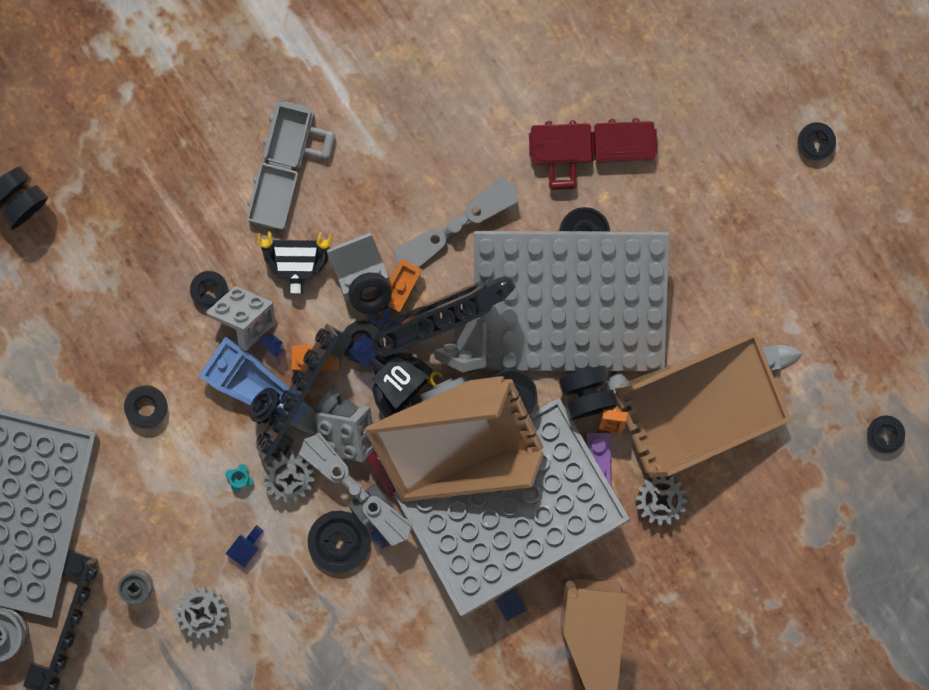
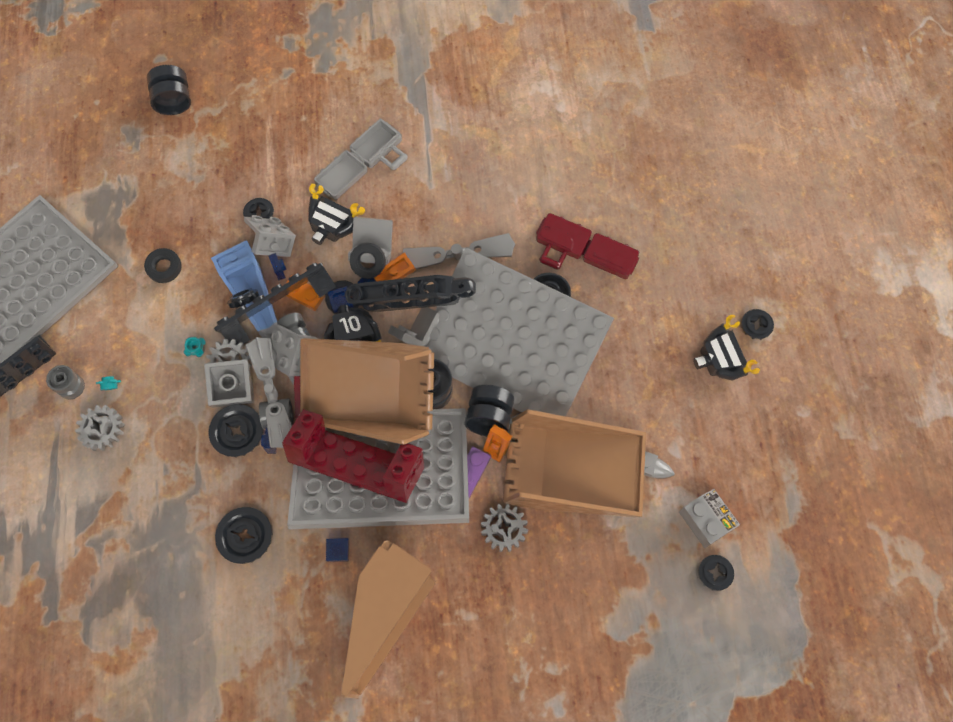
camera: 25 degrees right, 20 degrees down
(178, 563) = (108, 383): none -> teal plate
(244, 548) = (164, 398): clear blue plate -> none
(308, 503) = (229, 383): none -> light grey slope
(402, 652) = (238, 521): none -> black gear
(483, 517) = (351, 460): none -> dark red plate
(796, 199) = (723, 354): none -> black torso
(857, 382) = (709, 518): none -> light grey slope

